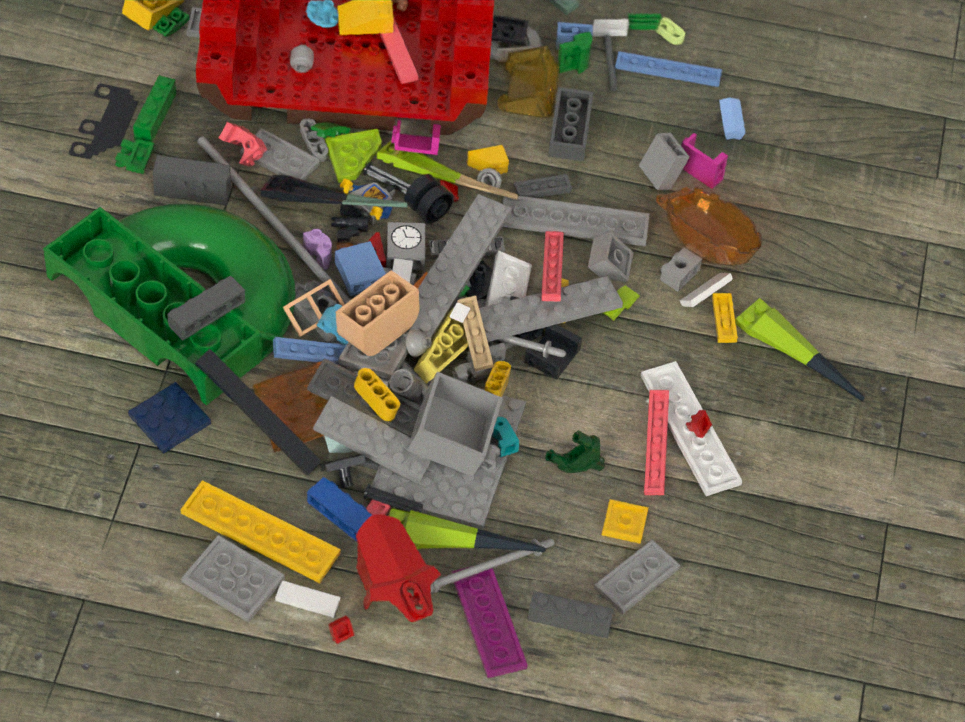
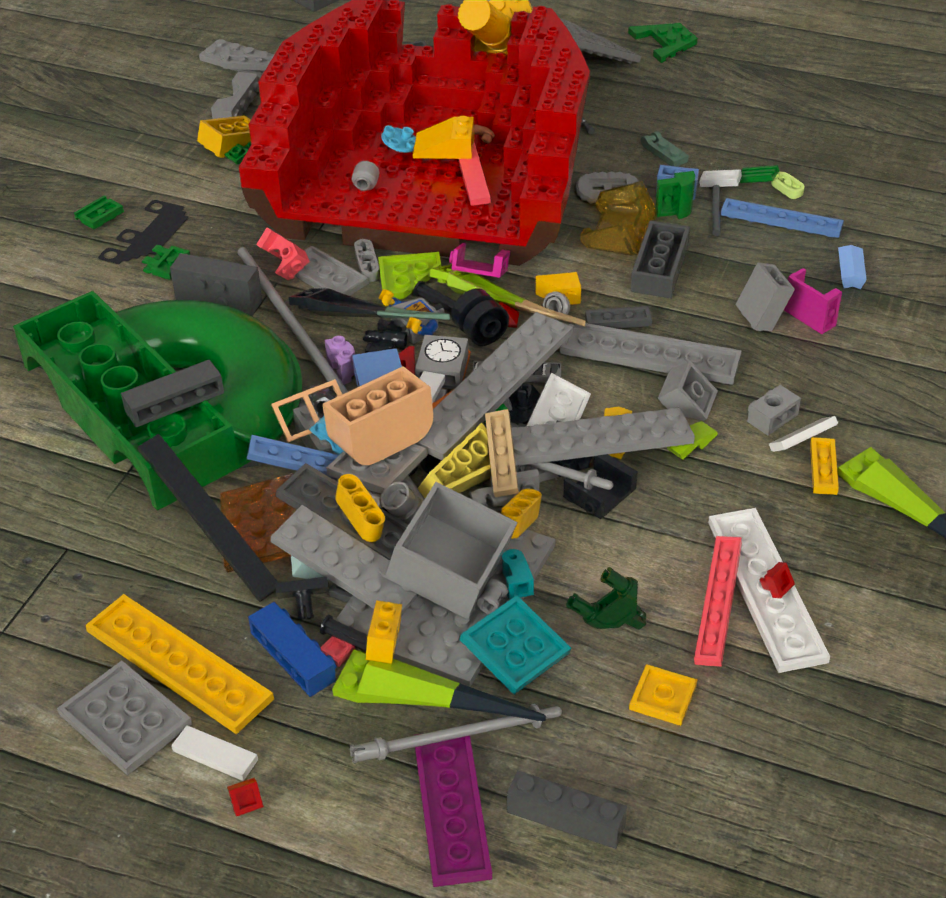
camera: 15 degrees right, 10 degrees down
(55, 104) = (99, 212): none -> green plate
(155, 109) = (201, 220): green brick -> none
(169, 417) = (112, 522): dark blue plate -> none
(329, 129) = (384, 248): green slope -> none
(392, 566) = (331, 716): red piece -> none
(415, 494) = (383, 632): none -> yellow brick
(417, 343) = (425, 456): light grey brick -> none
(459, 312) = (485, 427): white sticker -> none
(509, 30) = (601, 172): black tile -> none
(512, 493) = (515, 644): none -> teal plate
(552, 266) = (613, 394): coral tile -> none
(637, 576) = (669, 768): light grey tile -> none
(711, 226) = (815, 364): clear orange windscreen -> none

